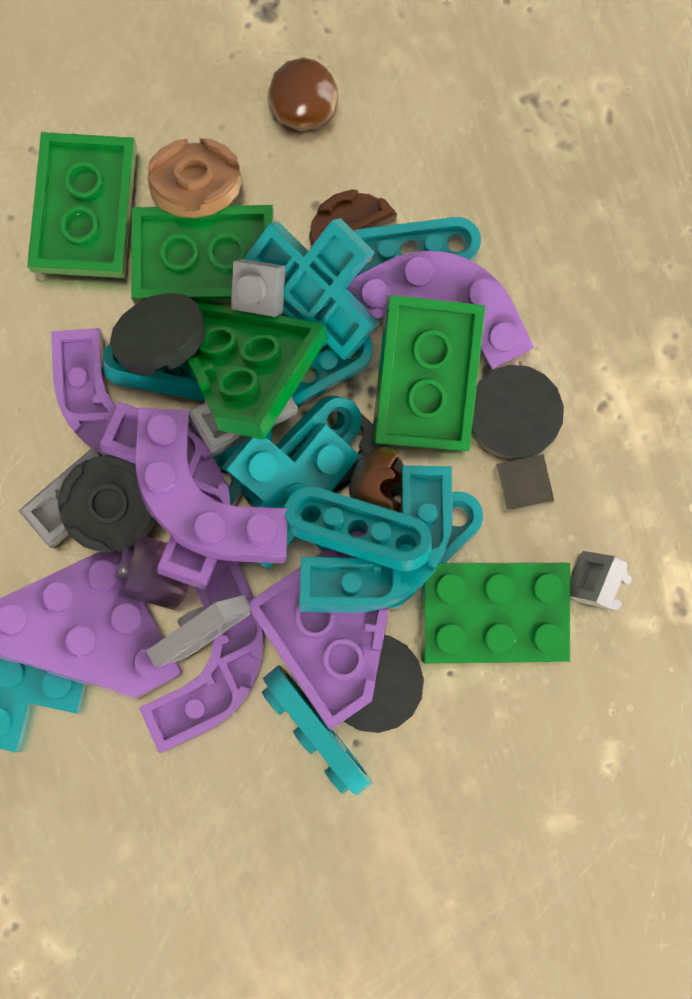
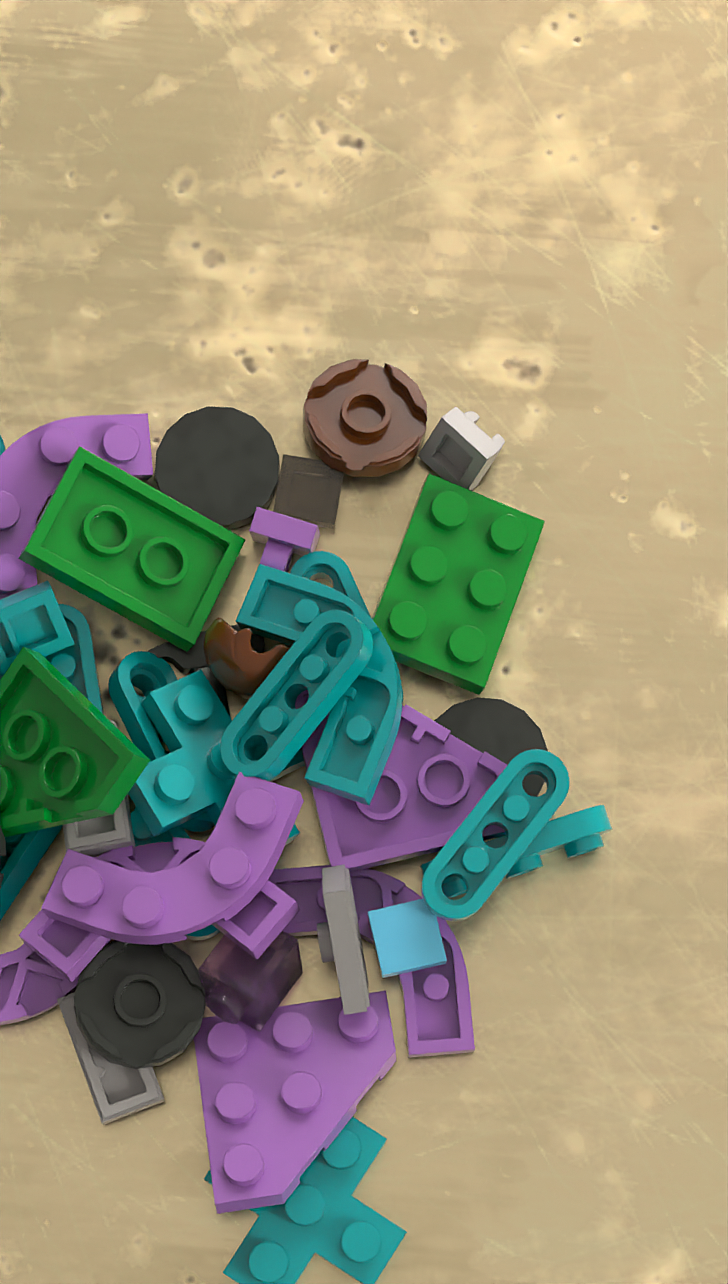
camera: 70 degrees left, 5 degrees down
(219, 675) = (406, 938): none -> medium azure tile
(287, 714) = (504, 806): none -> teal plate
(480, 477) = (282, 537): none -> medium lavender tile
(594, 502) = (364, 418): none -> reddish brown tile

